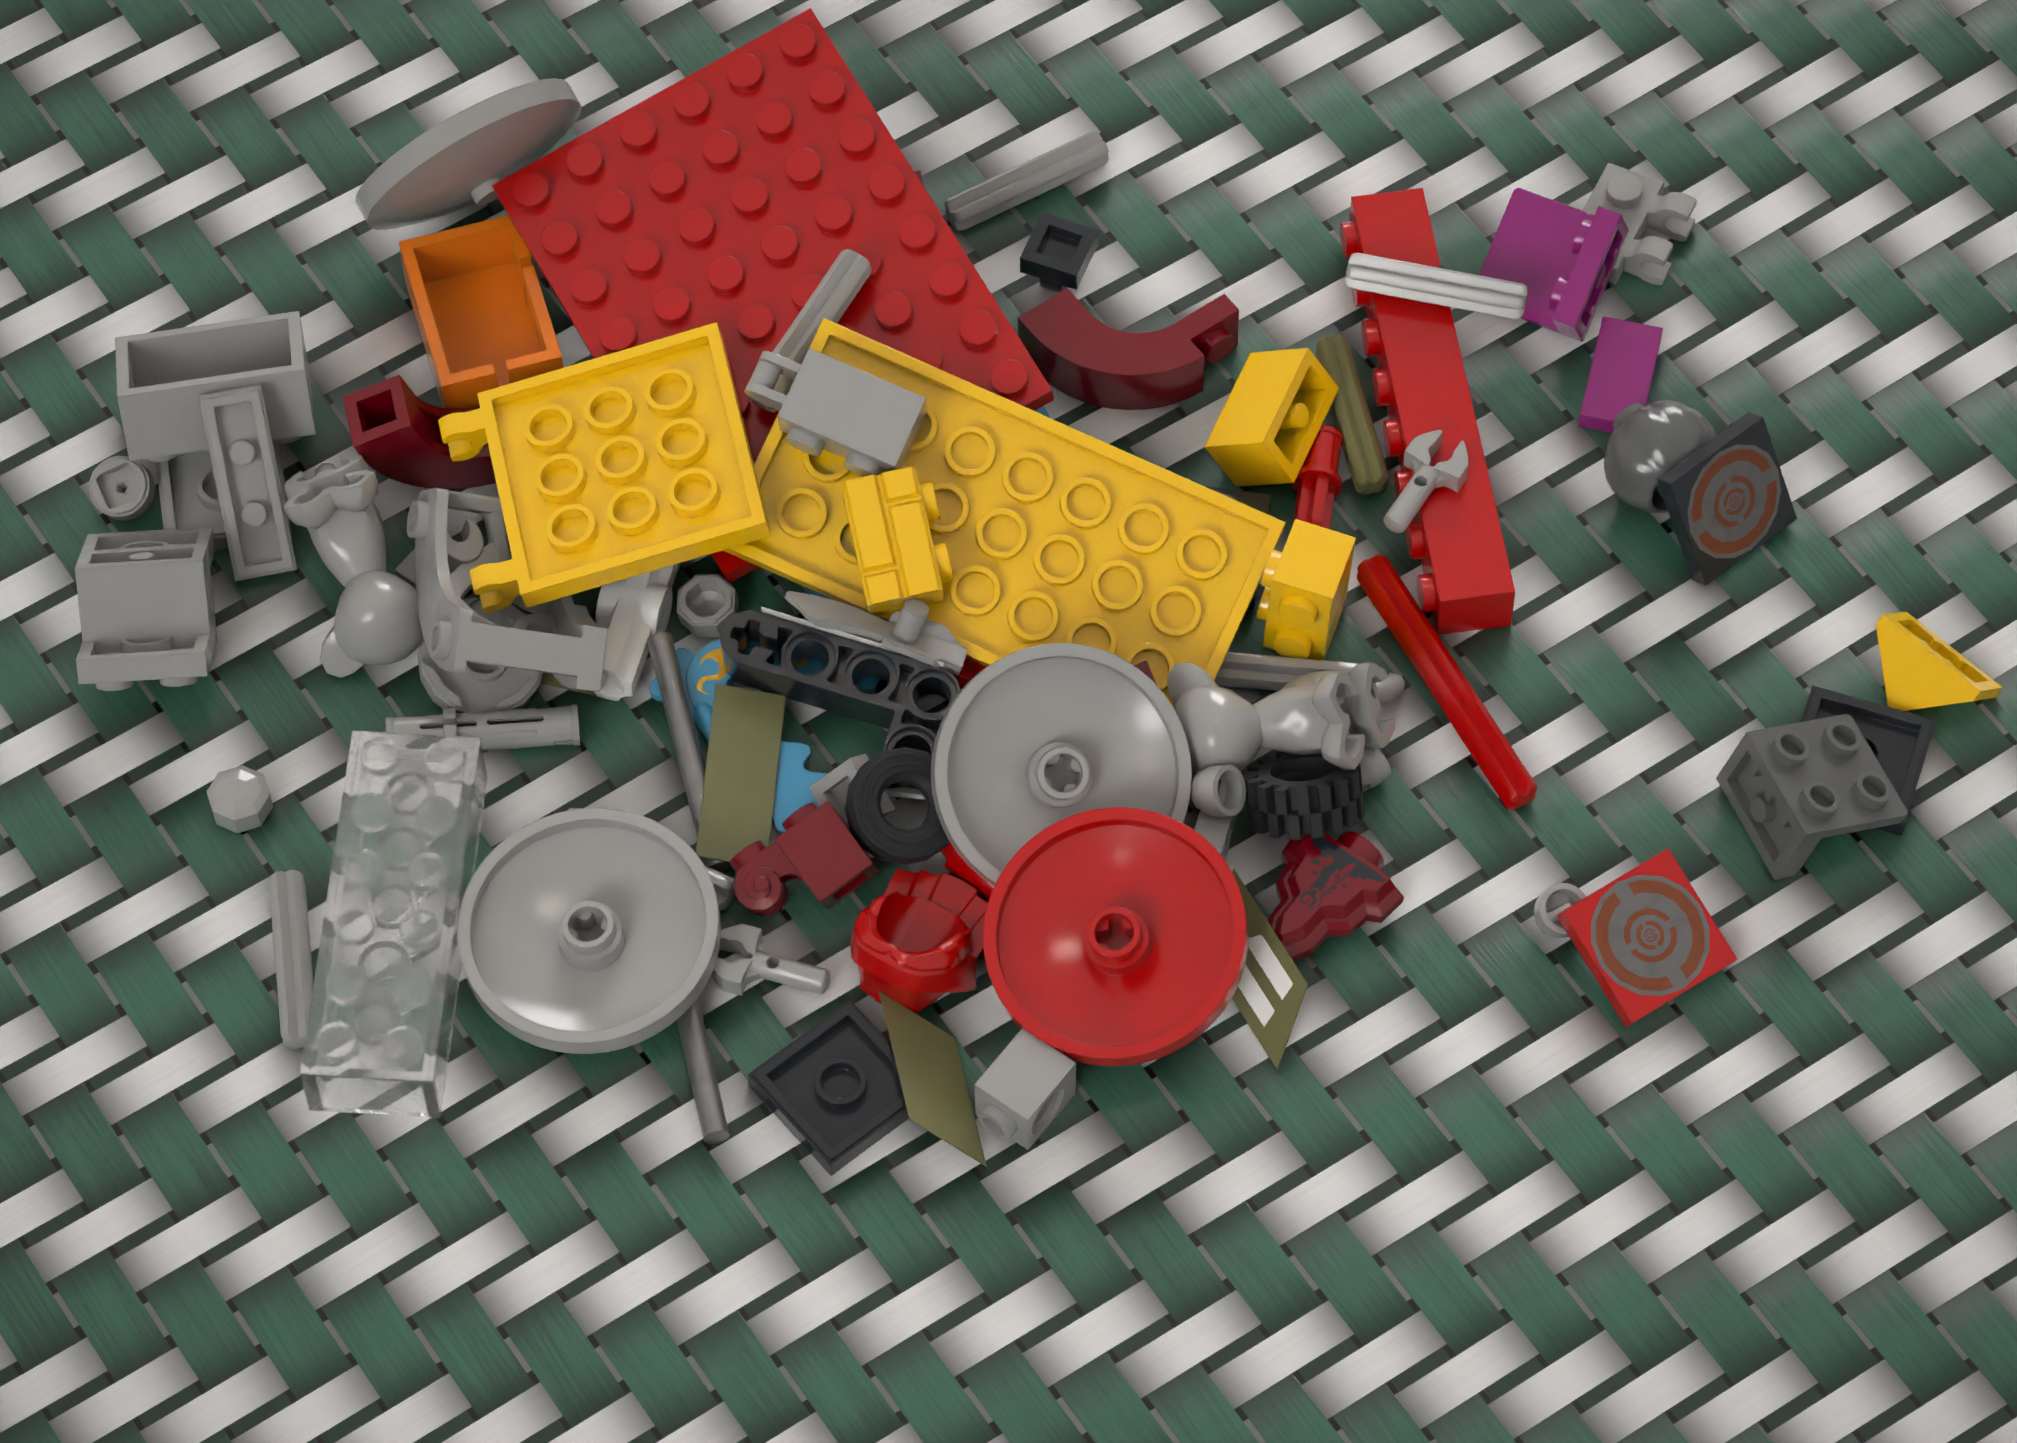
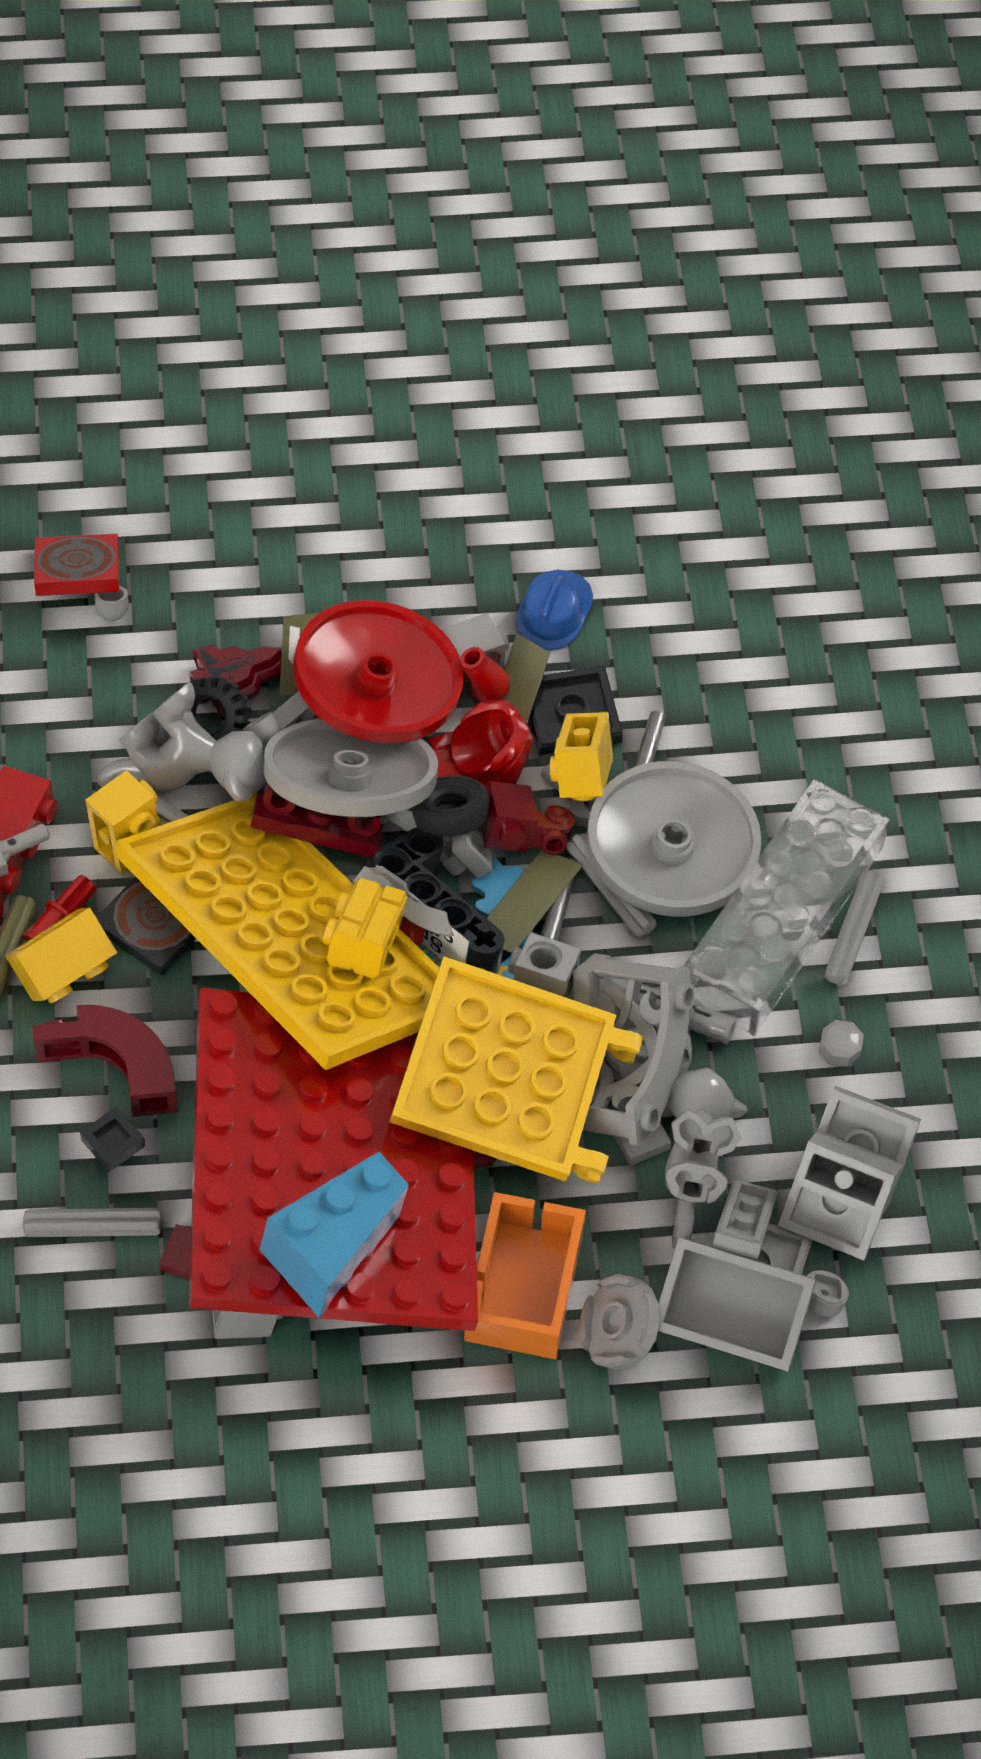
camera: 155 degrees left, 0 degrees up
(339, 321) = (619, 1322): none -> light grey tile
(404, 441) = (614, 1207): dark red arch -> none
(468, 154) = (480, 1356): light grey dish -> none
(640, 660) = (545, 964): none -> light grey brick
(692, 137) = (333, 1228): none -> dark azure wedge
(770, 968) = (582, 756): none -> yellow brick
(828, 302) = (331, 1089): light grey axle -> none
(840, 411) = (353, 992): light grey brick -> none
(957, 1238) = (554, 609): none -> blue piece
(979, 1039) = (484, 675): none -> red cone
(1446, 682) = (73, 766): red axle -> none

